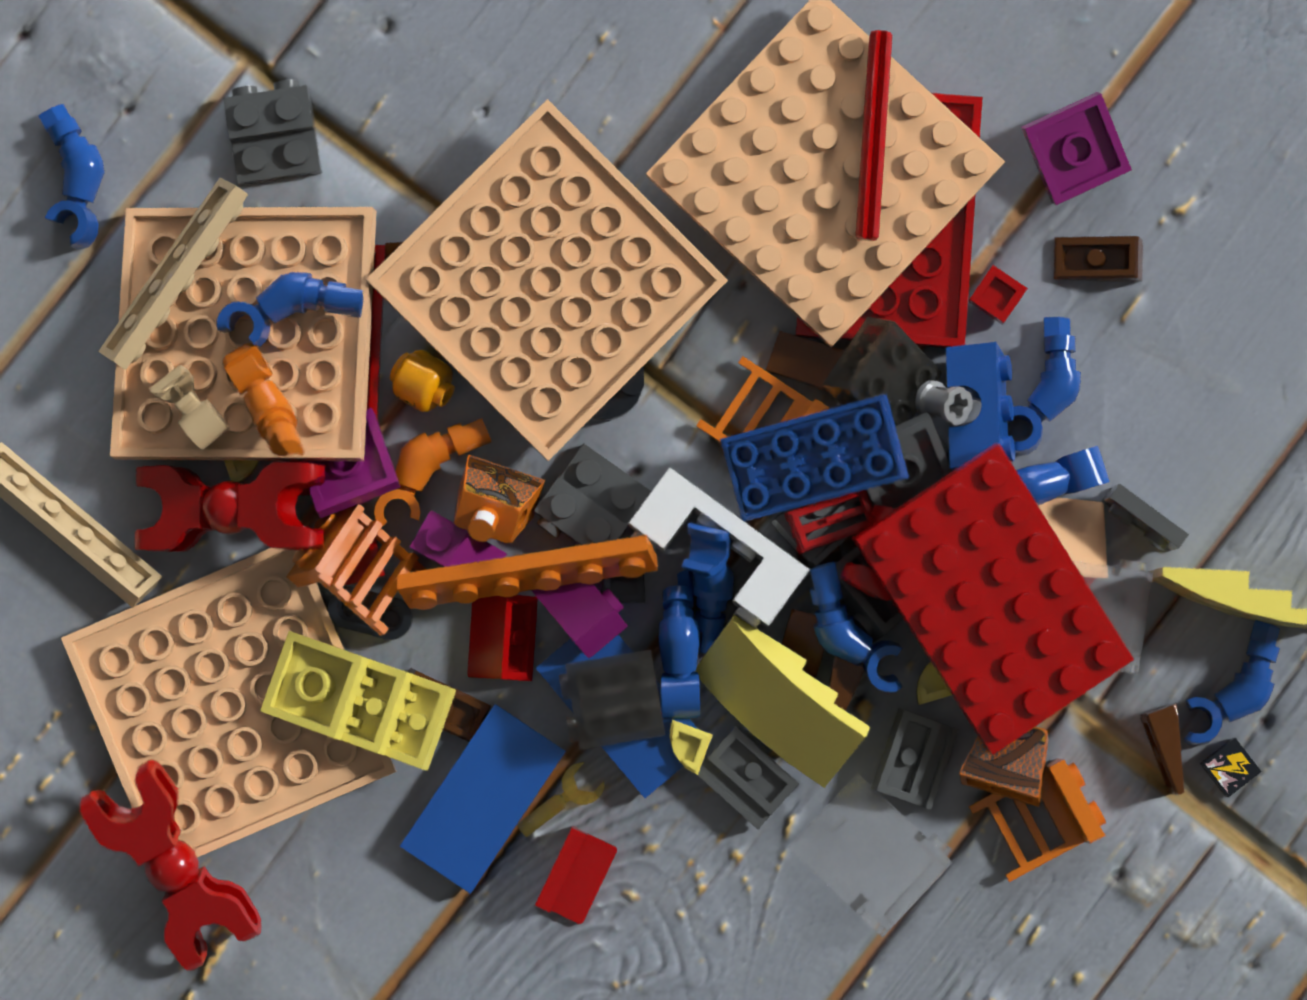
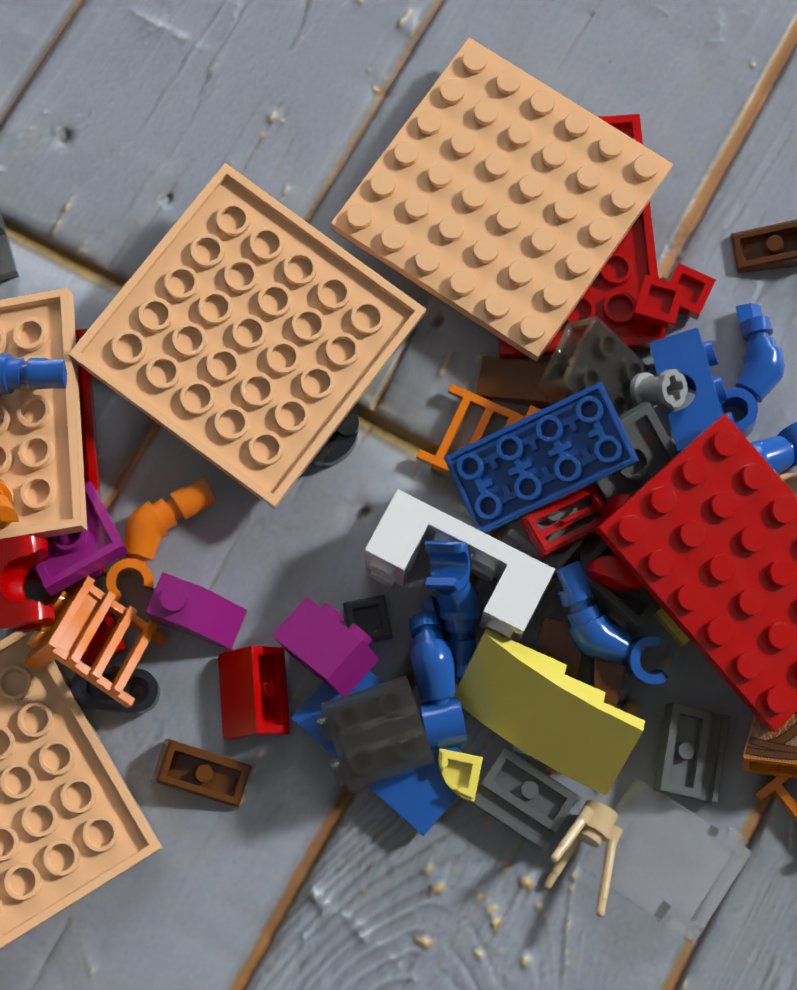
camera: 10 degrees left, 10 degrees down
(358, 700) = (112, 777): light yellow slope -> none
(422, 380) = (139, 451): light orange head -> none
(482, 798) = (255, 863): blue tile -> none
(495, 500) = (228, 555): orange torso -> none
(527, 572) = (268, 618): orange plate -> none
(558, 802) = (334, 855): clear yellow piece -> none
(576, 875) = (364, 929): red panel -> none
(591, 500) = (322, 548): dark grey plate -> none
(806, 814) = (592, 827): none -> tan plant
(874, 135) = (545, 154): red axle -> none
(930, 686) = (696, 674): light yellow tile -> none
(963, 306) = (658, 302): none -> red plate
(1076, 148) = (737, 146): magenta hinge -> none

